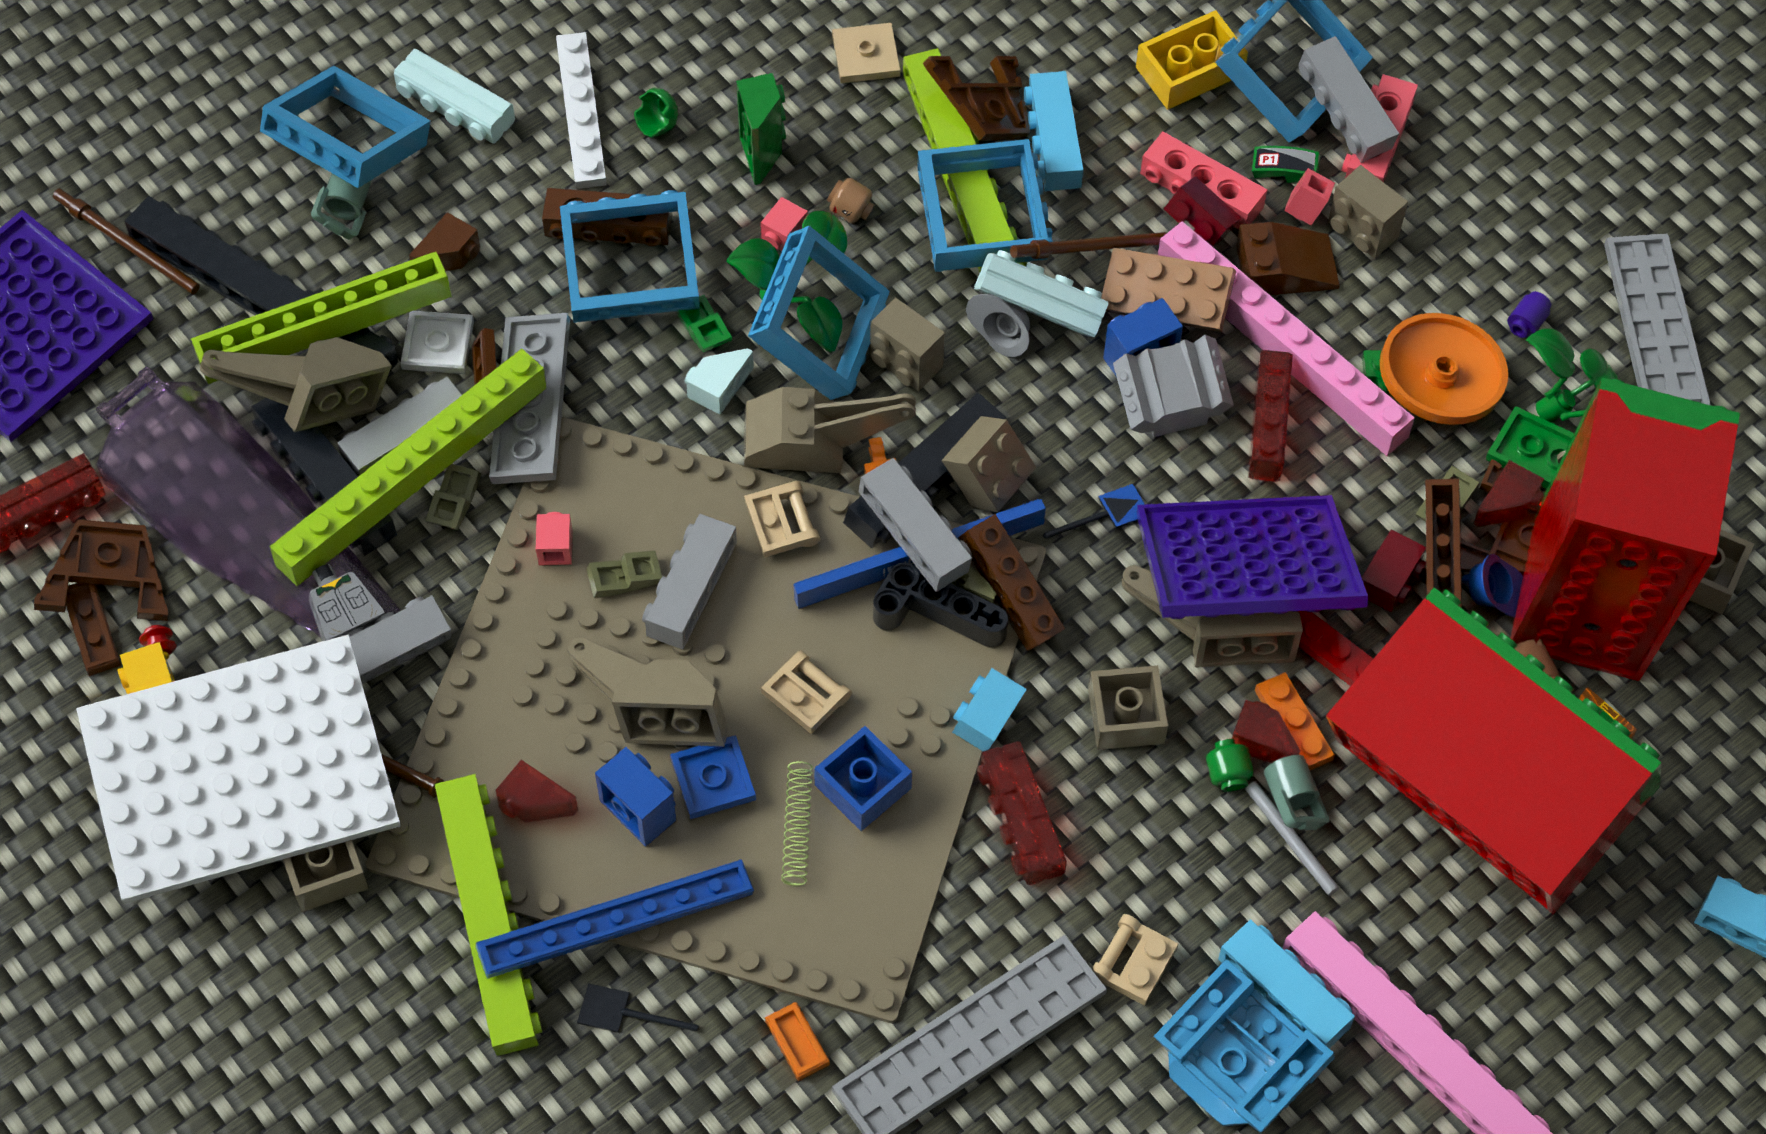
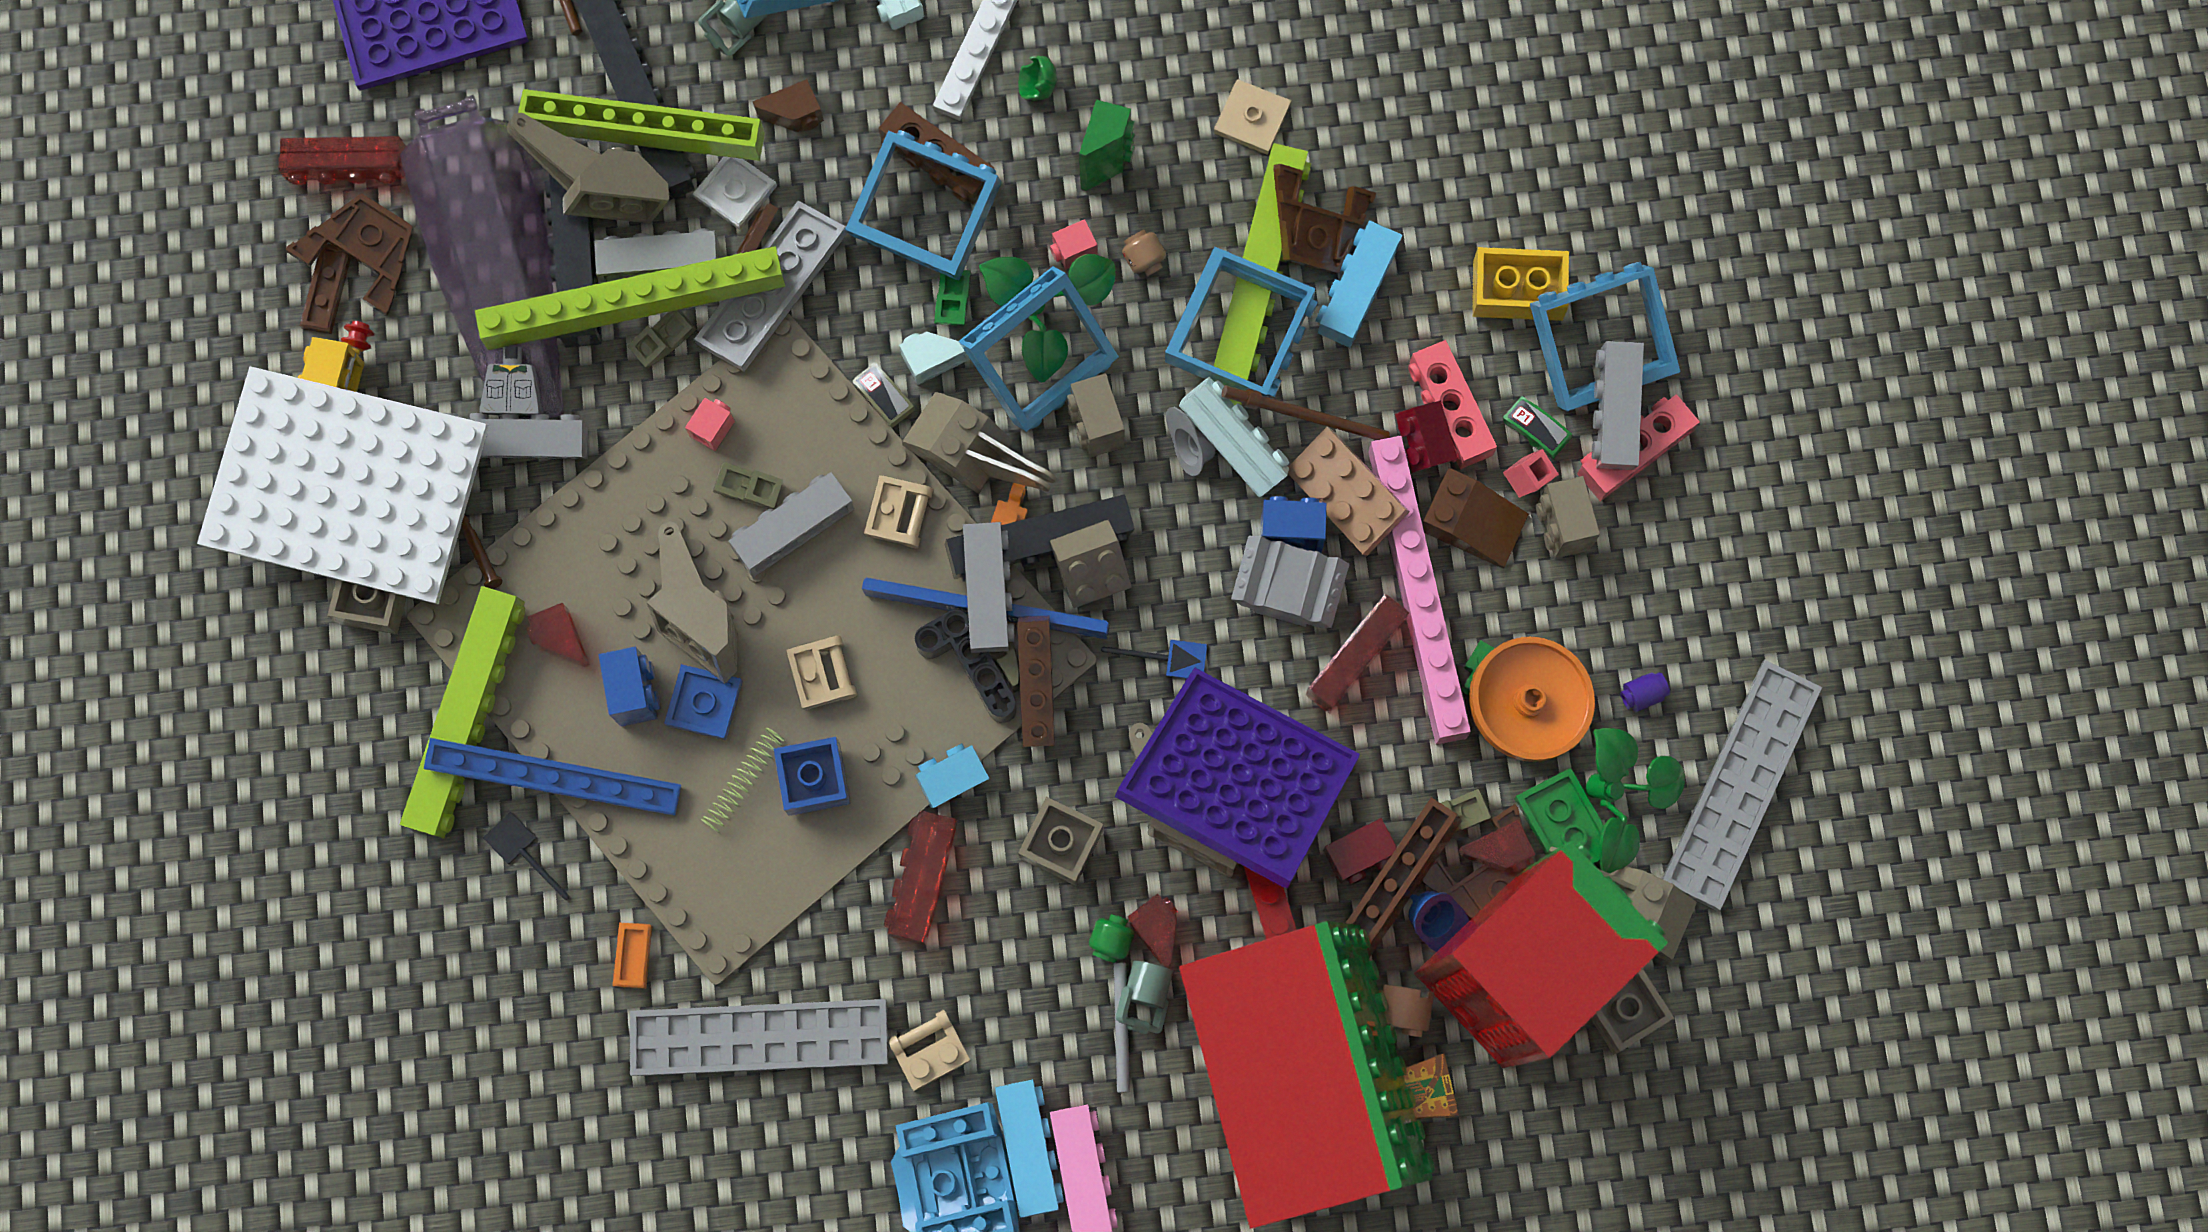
camera: 35 degrees right, 15 degrees up
(698, 434) = (883, 395): none -> slope
(1283, 697) = (1192, 925): orange plate -> none

